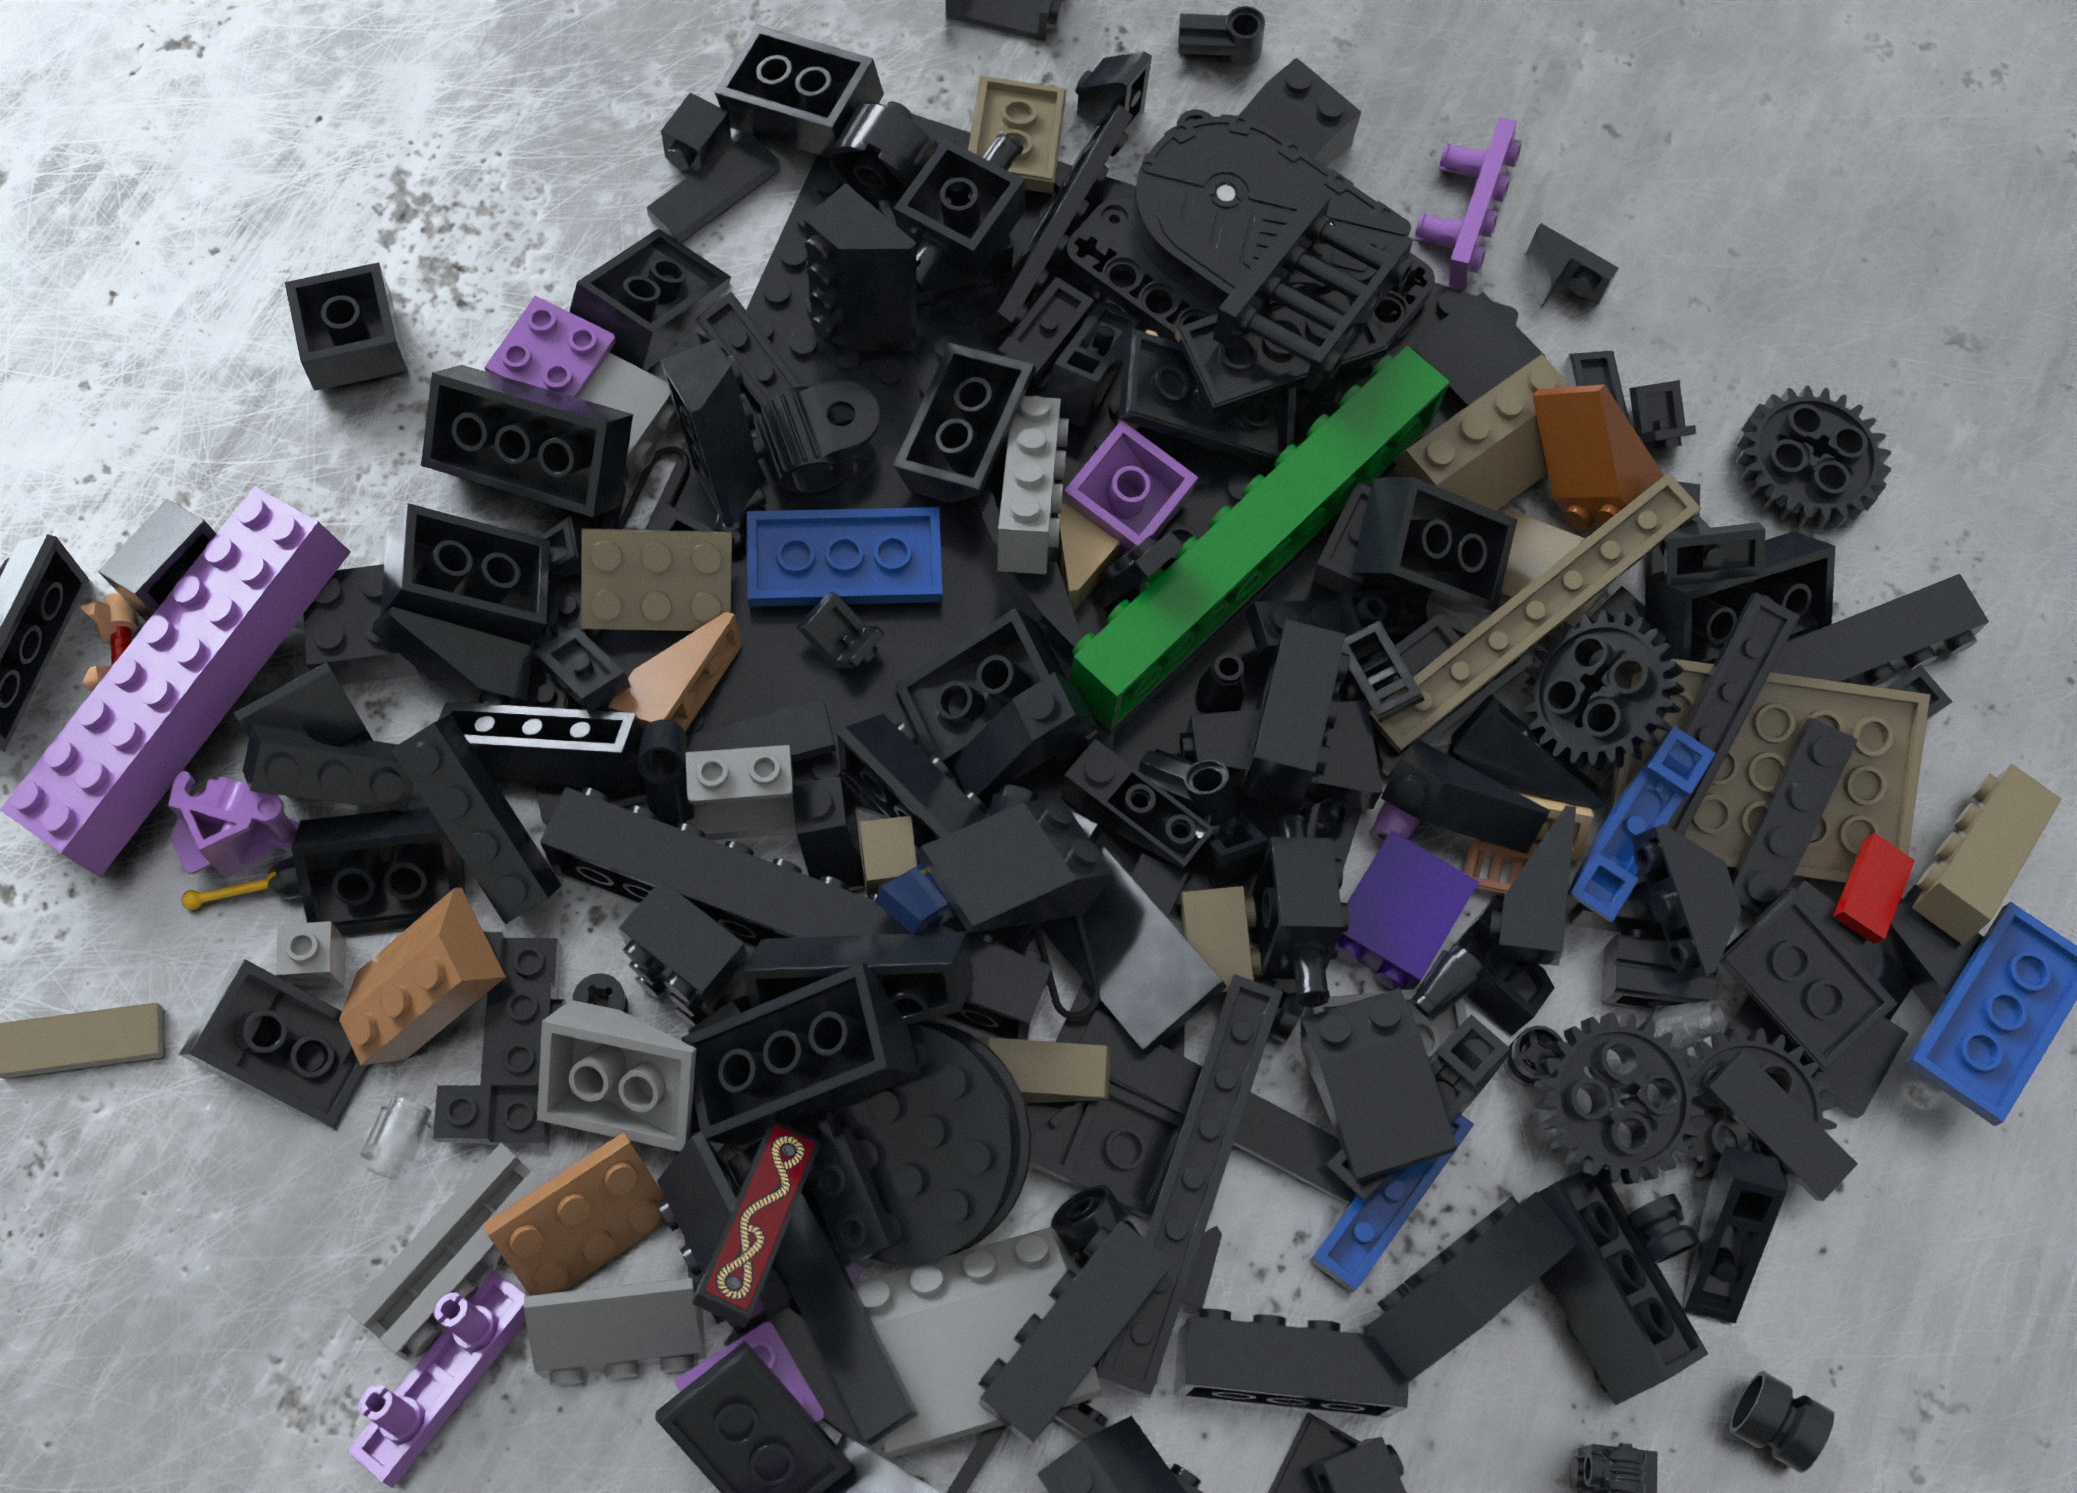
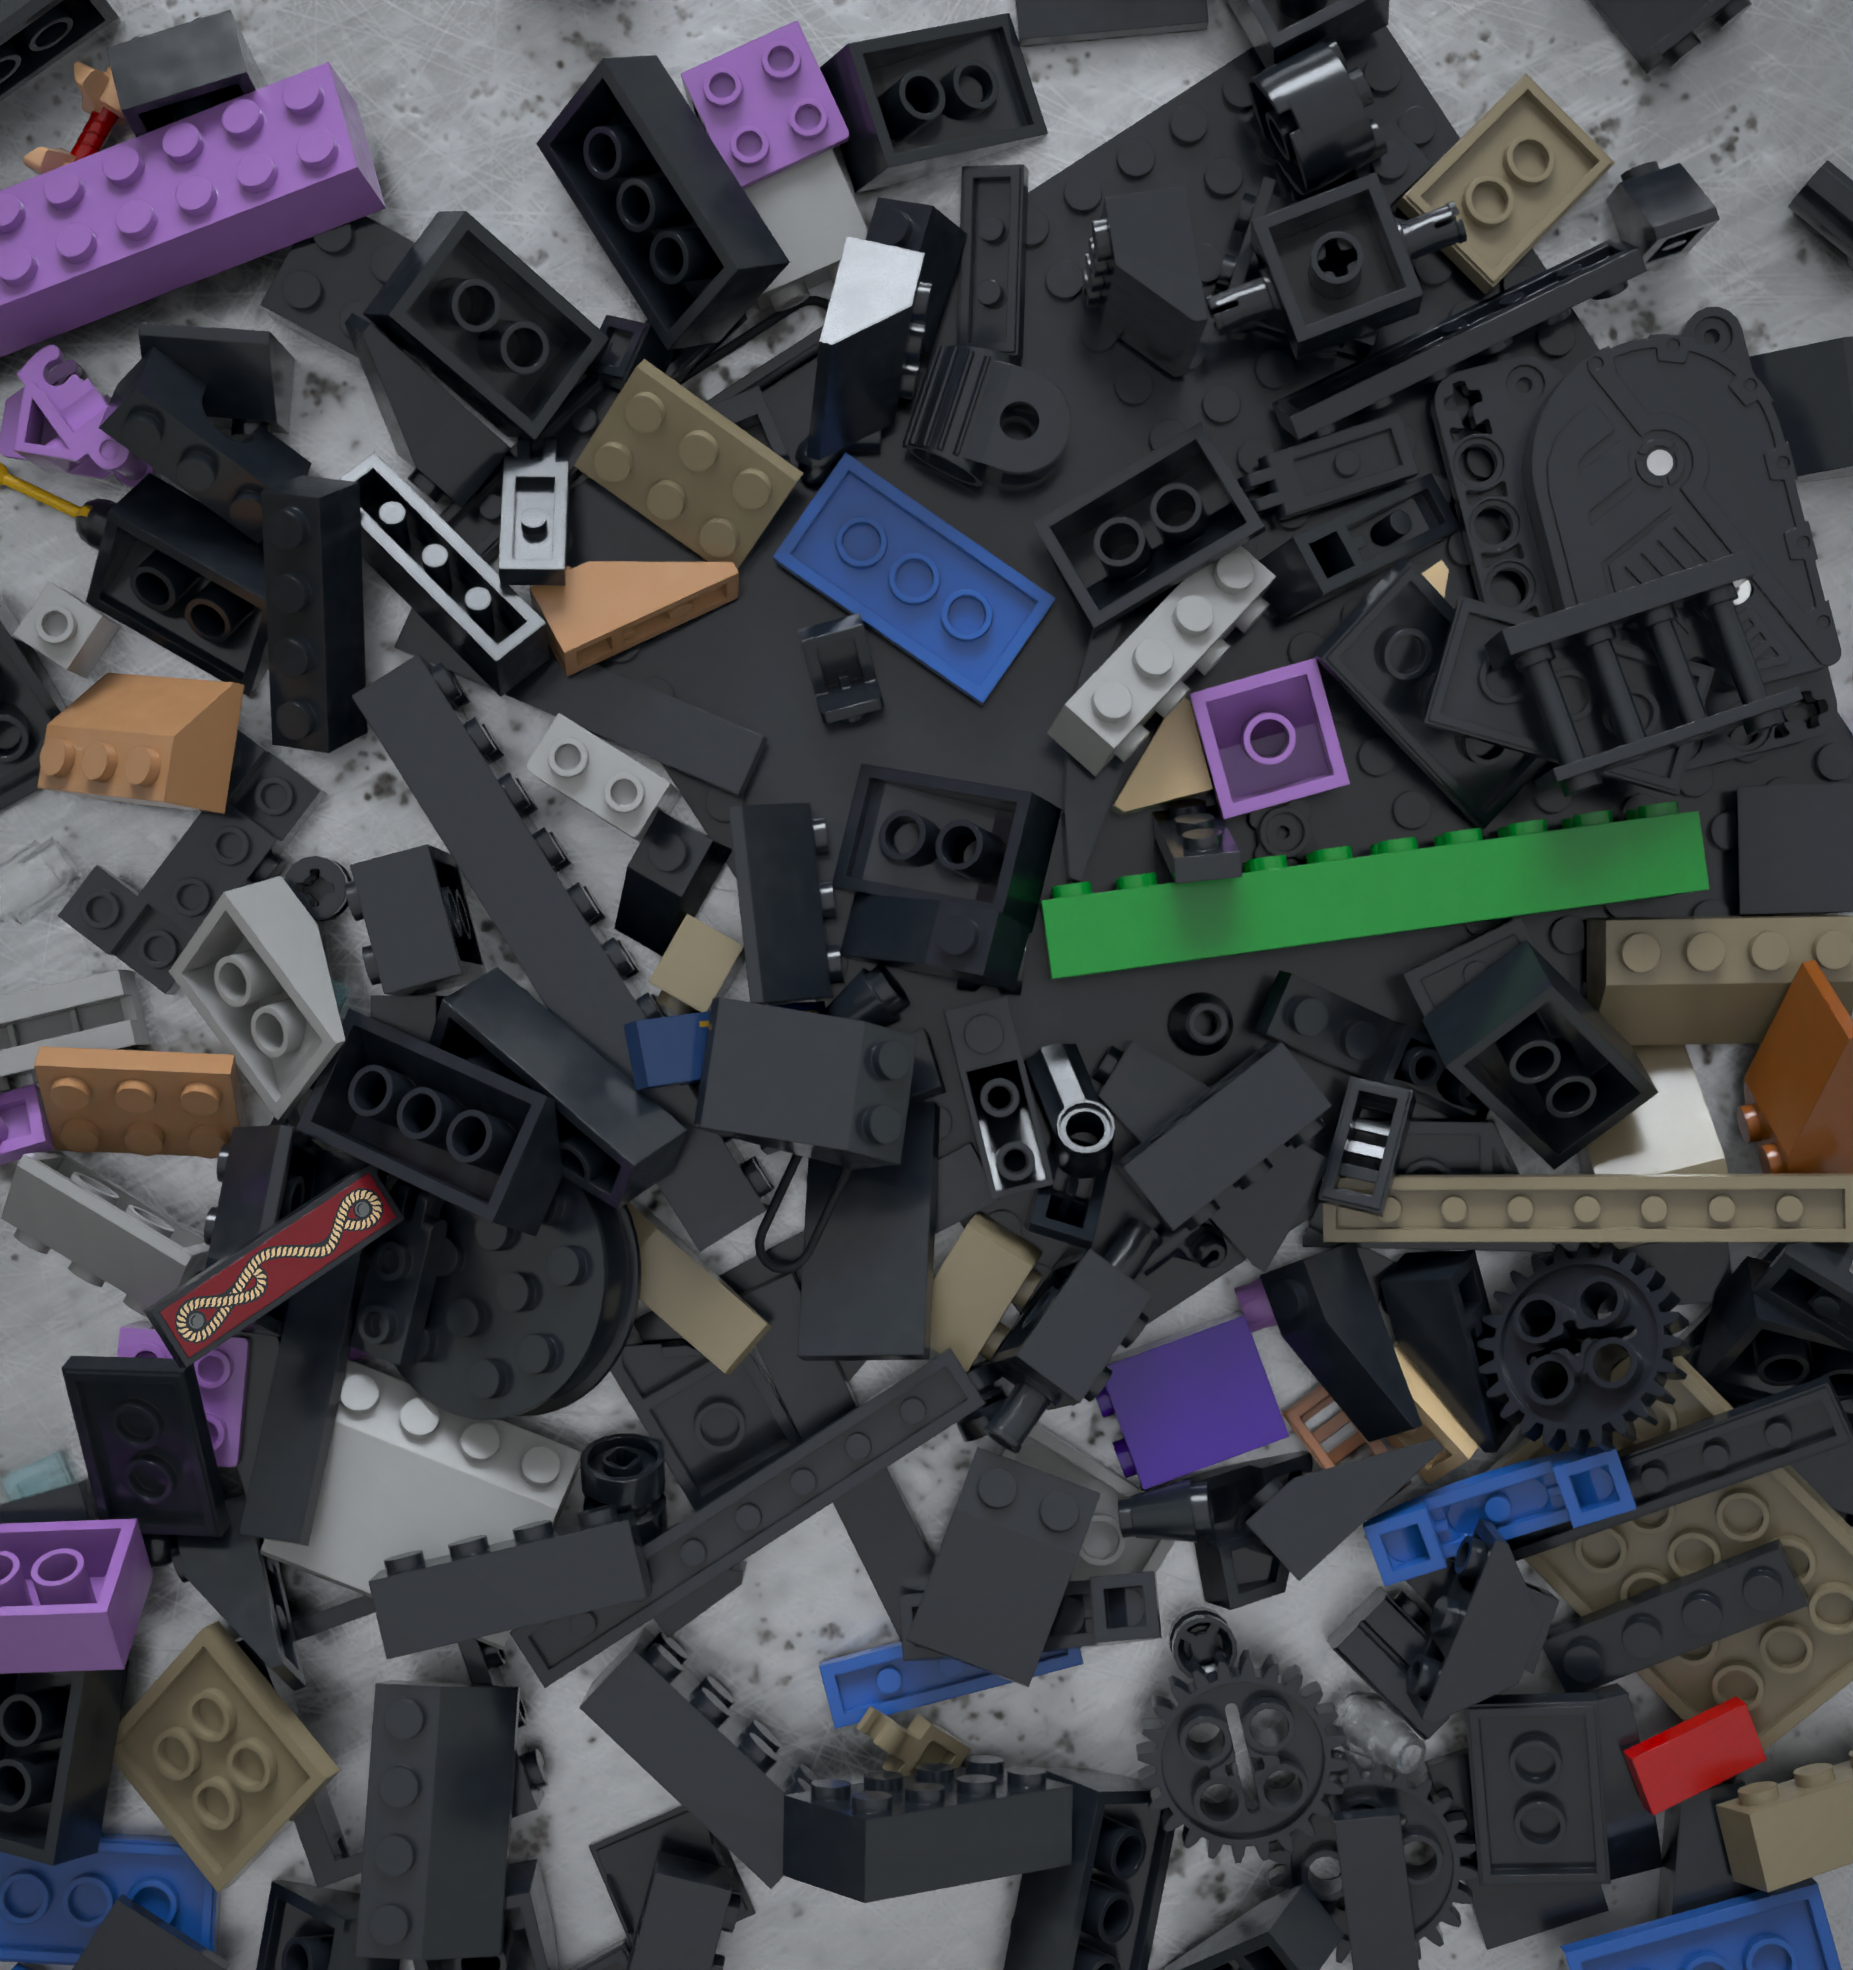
camera: 45 degrees right, 20 degrees up
(665, 773) = (536, 697): black piece -> none
(1407, 1257) = (912, 1746): none -> dark tan plate
(1661, 1223) = (1186, 1899): black wheel -> none

